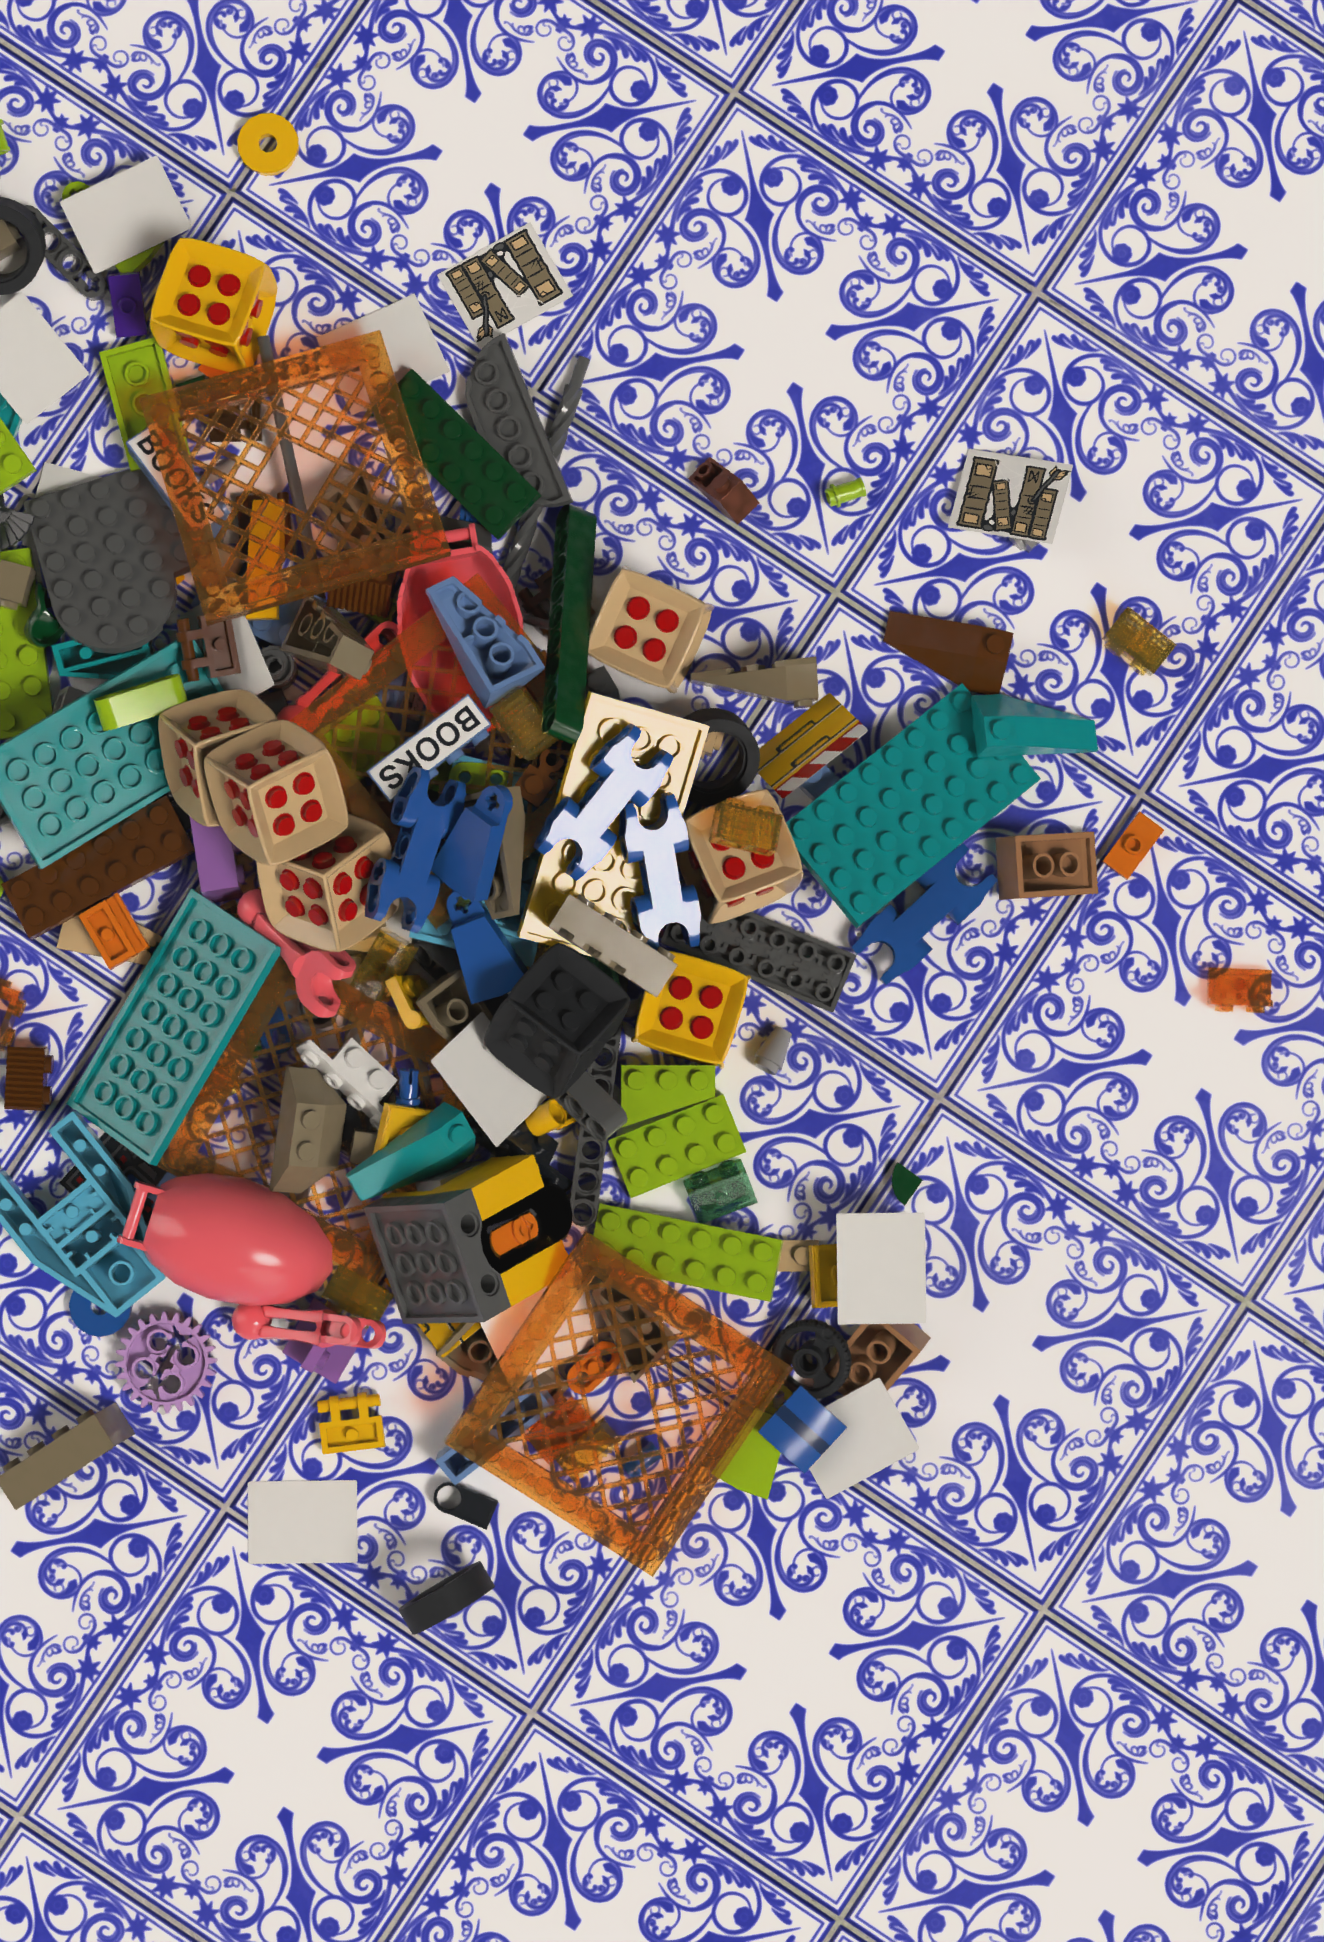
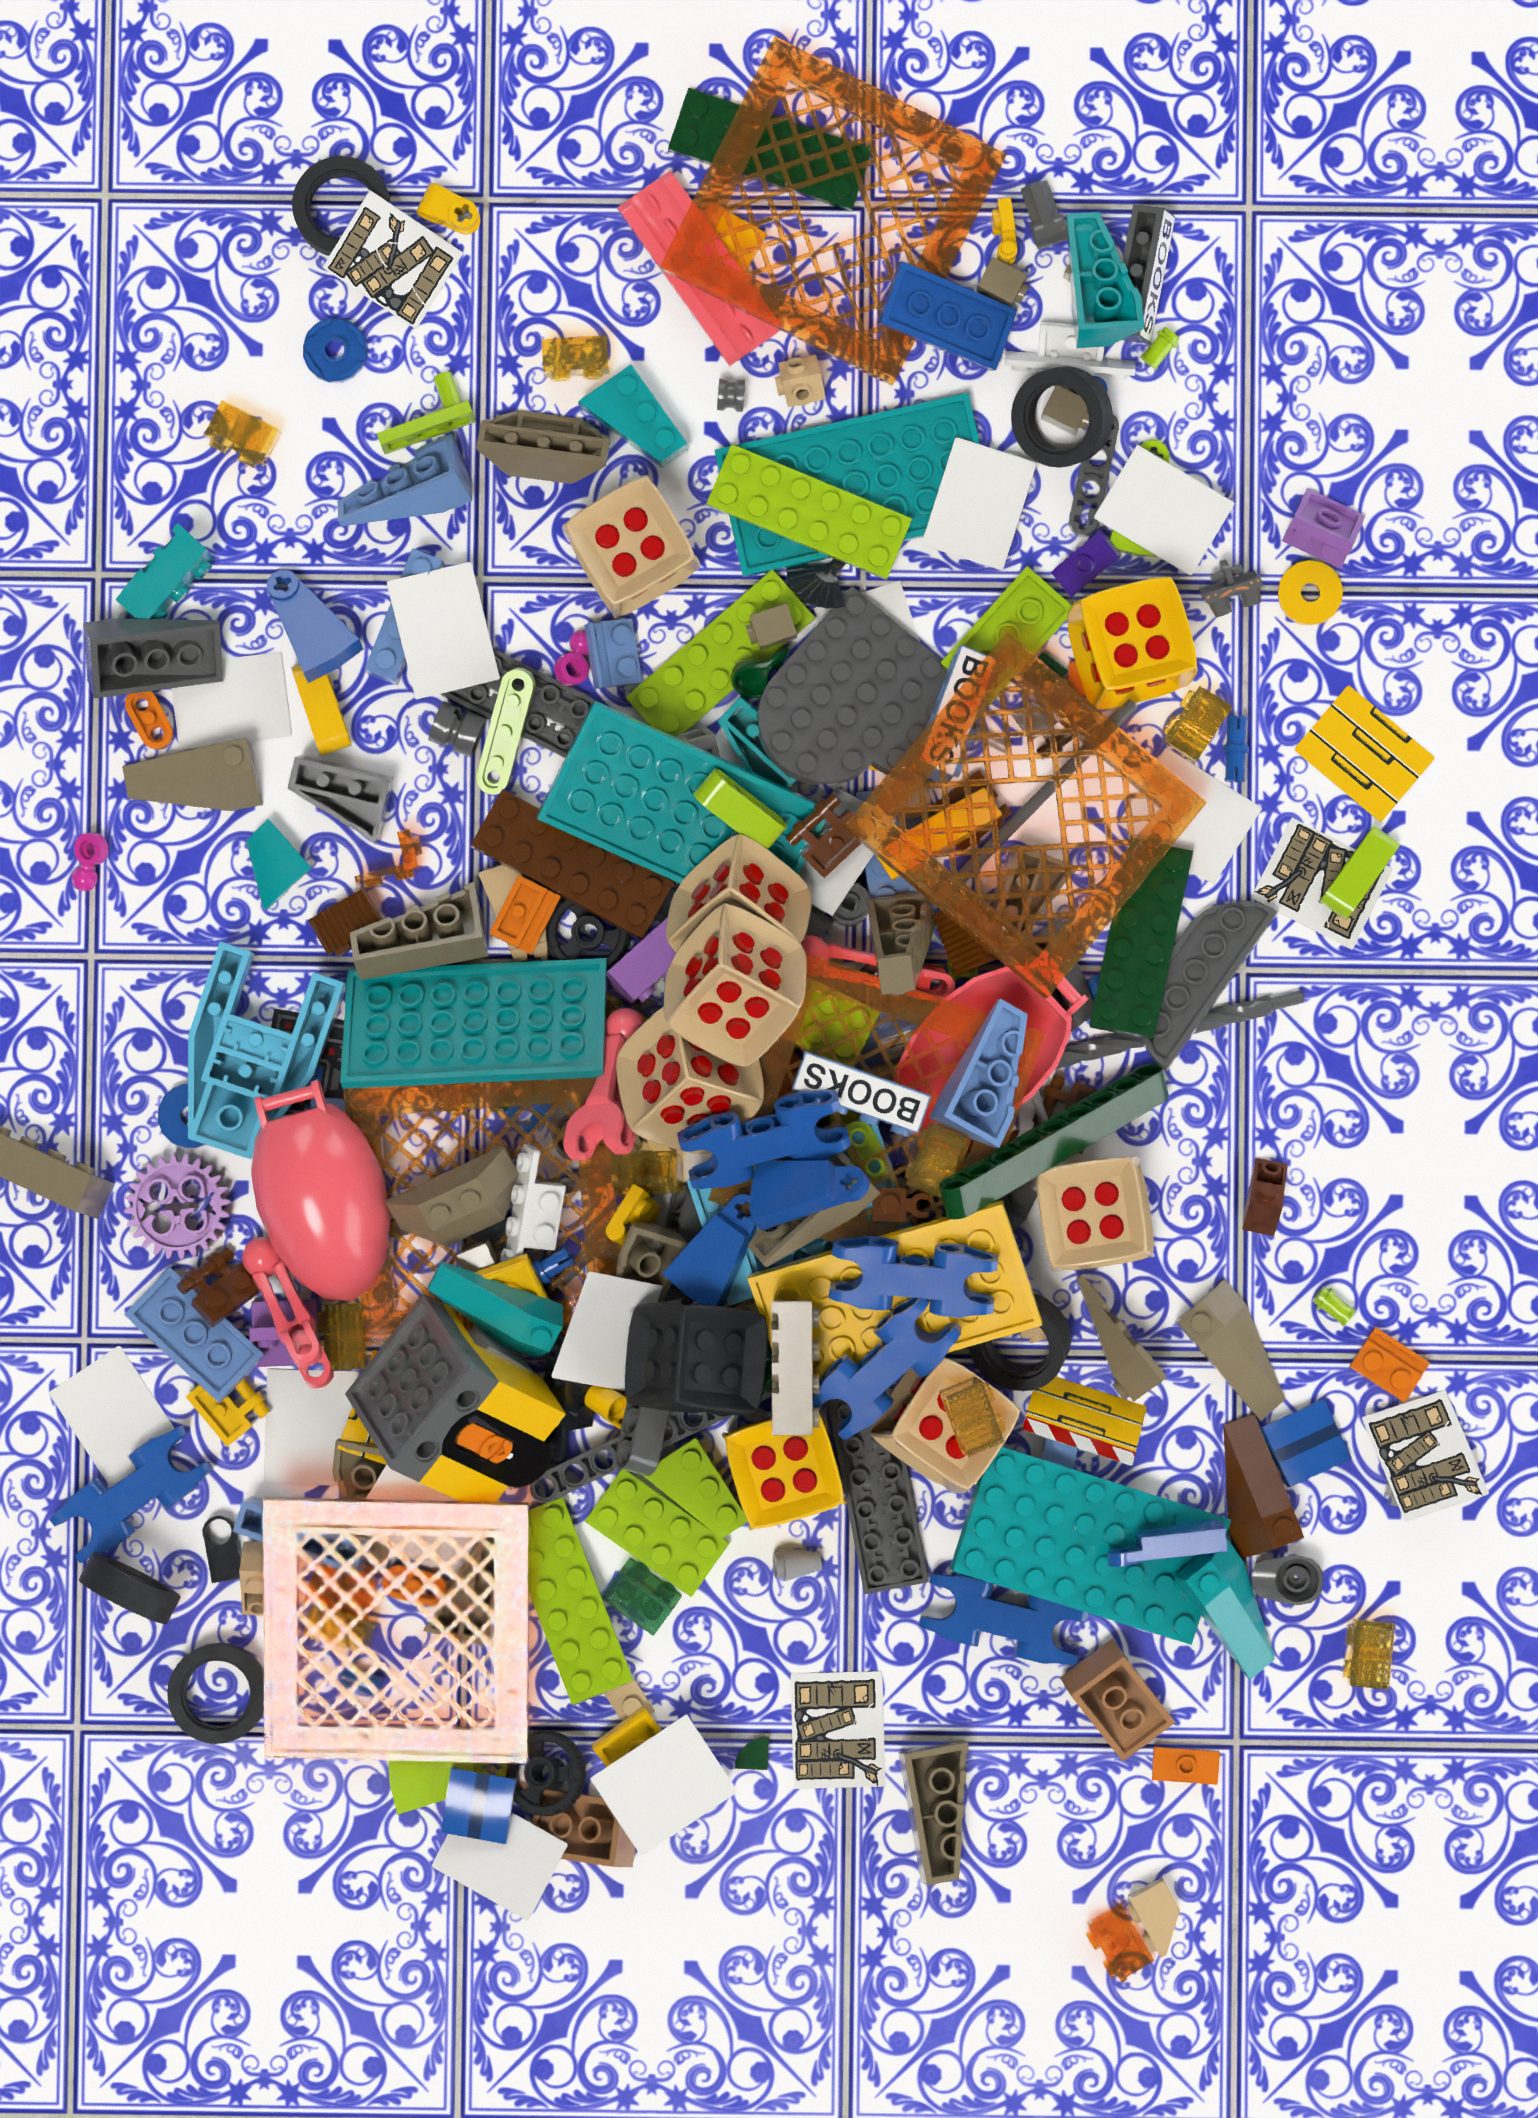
camera: 65 degrees right, 0 degrees up
(78, 1025) = (422, 937): none -> dark tan wedge
(182, 872) = (616, 939): none -> black wheel
(224, 99) = (1324, 528): none -> medium lavender bracket
(228, 190) = (1245, 585): none -> dark grey hips
(262, 1370) = (224, 1295): none -> reddish brown plate
(278, 1415) = (211, 1356): none -> medium blue plate
(313, 300) = (1196, 724): none -> clear yellow brick
(353, 283) = (1235, 749): none -> blue pin
(371, 1524) = (110, 1508): none -> blue piece
(409, 1374) = (304, 1426): none -> white sticker
(424, 185) = (1364, 753): none -> yellow sticker
(503, 1494) = (252, 1578): none -> tan slope
(515, 248) = (1359, 872): none -> lime beam
(559, 1615) = (179, 1704): none -> black tyre
(820, 593) = (1230, 1342): none -> dark tan wedge
(920, 479) = (1389, 1364): none -> orange plate
(927, 1103) = (838, 1730): none -> sticker
(939, 585) = (1305, 1443): none -> blue slope
(949, 738) = (1172, 1541): none -> piece
(1033, 680) = (1275, 1581): none -> dark grey cap
(1036, 1063) = (934, 1798): none -> dark tan wedge
(1237, 943) = (1158, 1914): none -> tan slope

